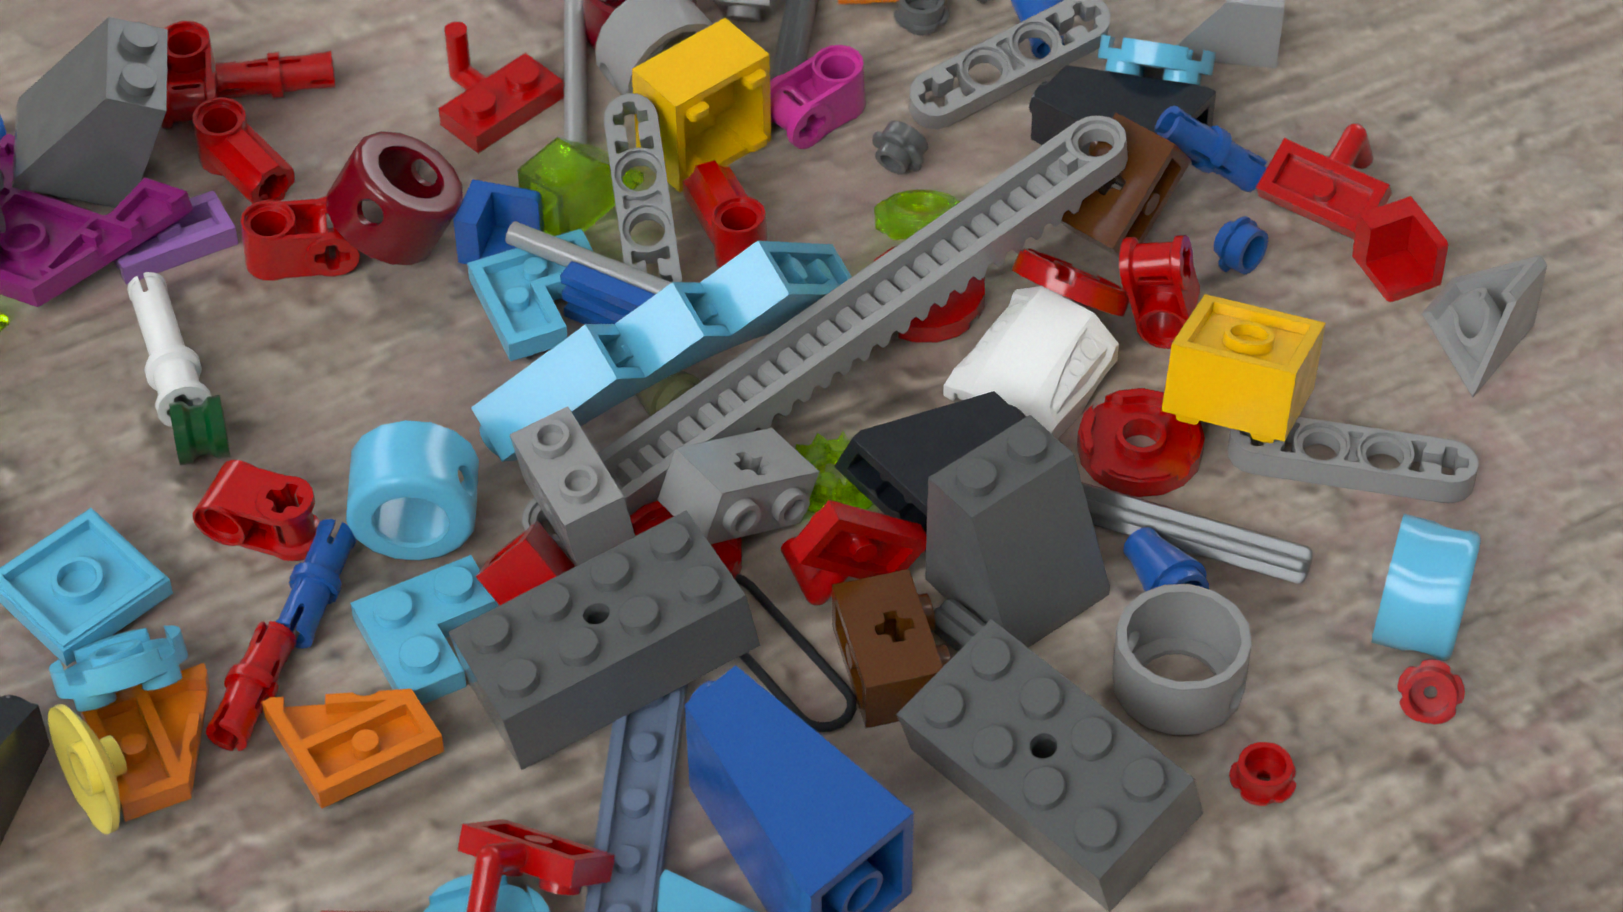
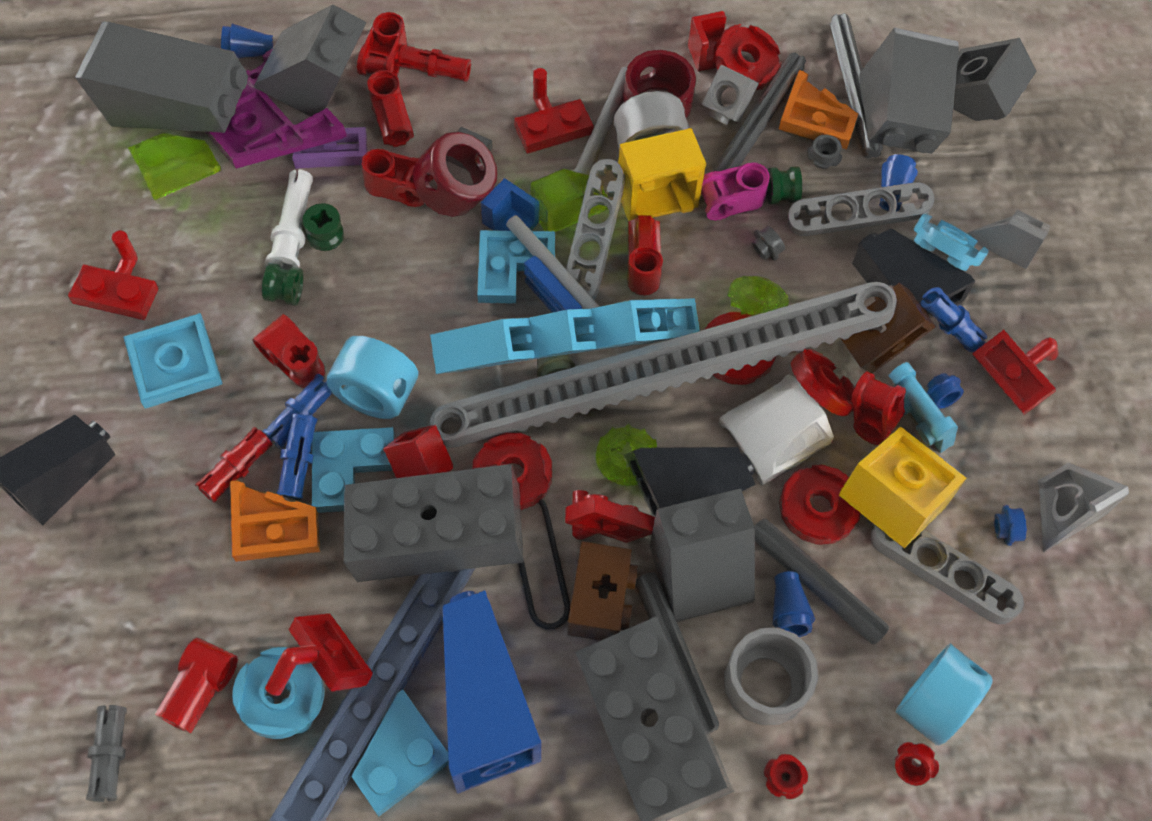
camera: 20 degrees right, 15 degrees up
(88, 766) = (112, 489): light yellow dish -> none
(120, 664) = (166, 426): medium azure plate -> none
(158, 739) = (162, 479): orange wing -> none
(221, 338) = (330, 234): none -> dark green wheel
(346, 632) = (301, 431): none -> blue pin
(572, 486) = (459, 415): light grey brick -> none
(739, 484) = (560, 448): light grey brick -> none
(888, 66) = (784, 185): none -> dark green wheel
(1226, 267) = (932, 424): none -> medium azure plate
(1400, 249) = (1043, 433): red panel -> none
(1412, 373) = (1010, 525): none -> blue plate

